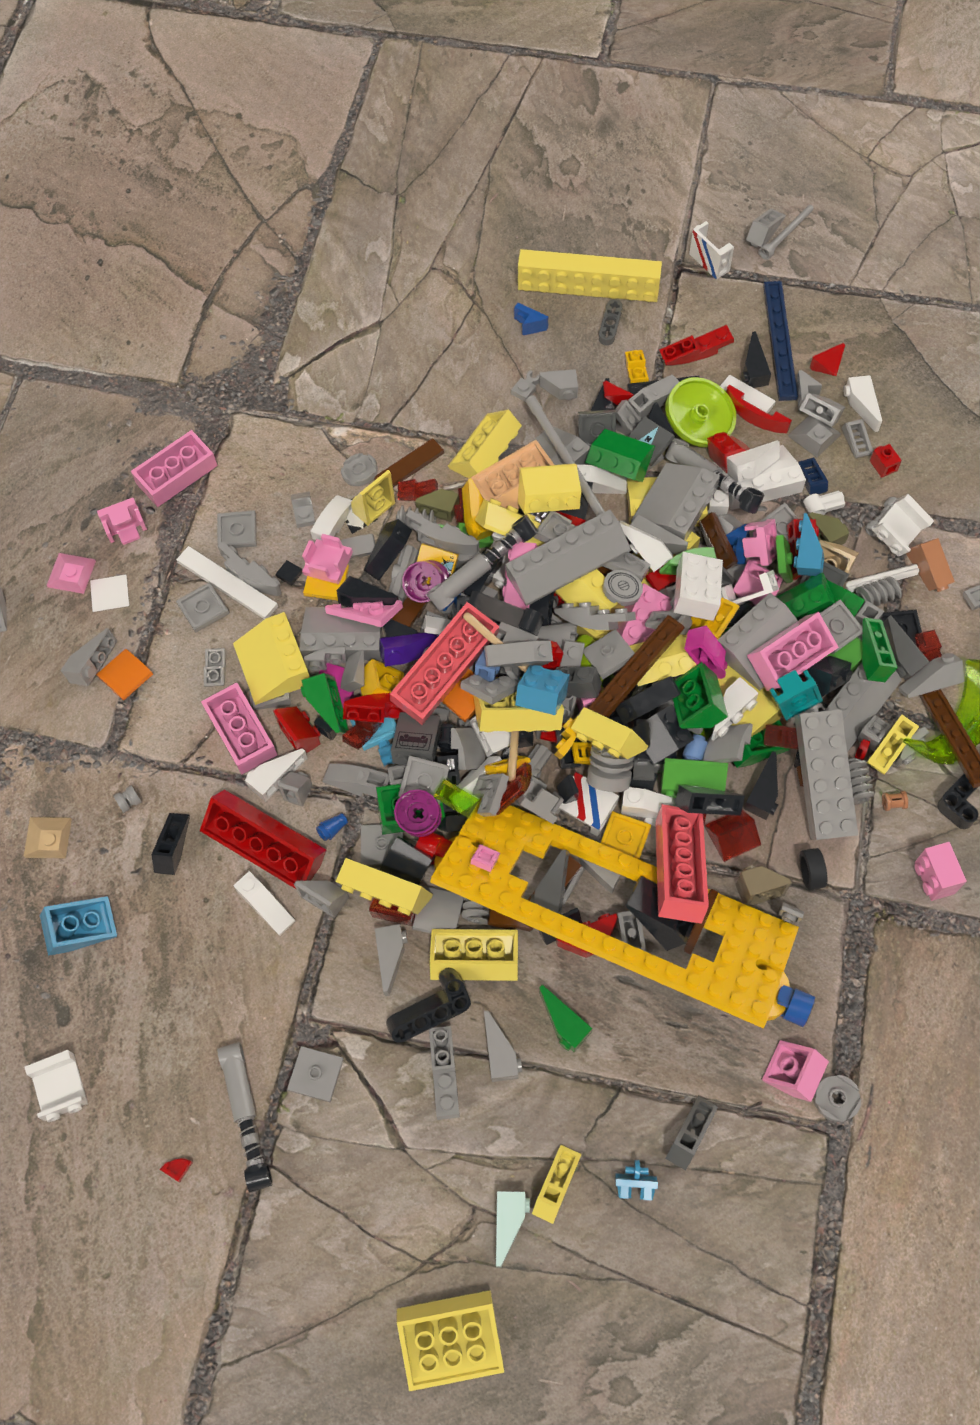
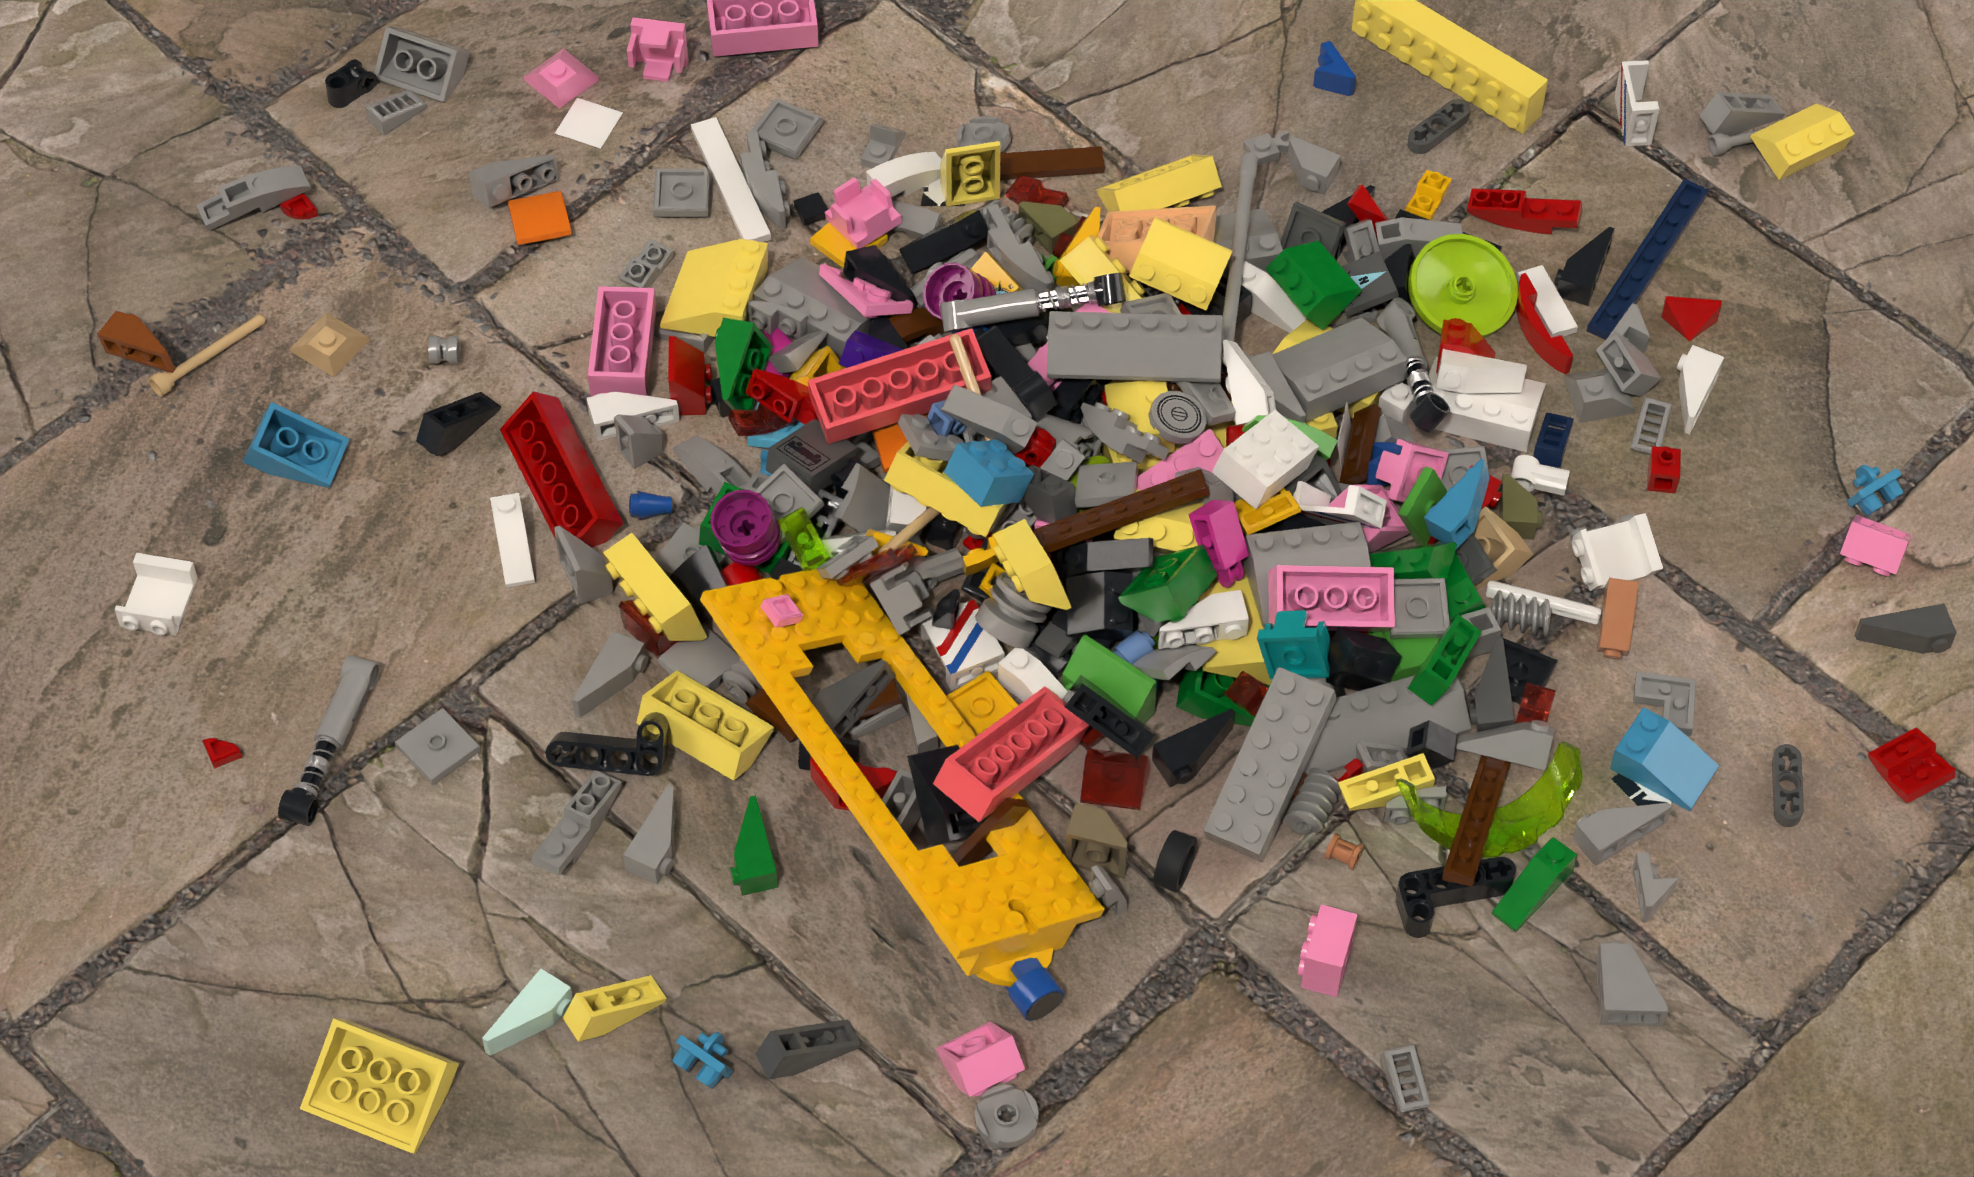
camera: 30 degrees right, 10 degrees down
(809, 224) = (1802, 139): none -> light yellow slope
(894, 704) = (1433, 741): none -> black brick

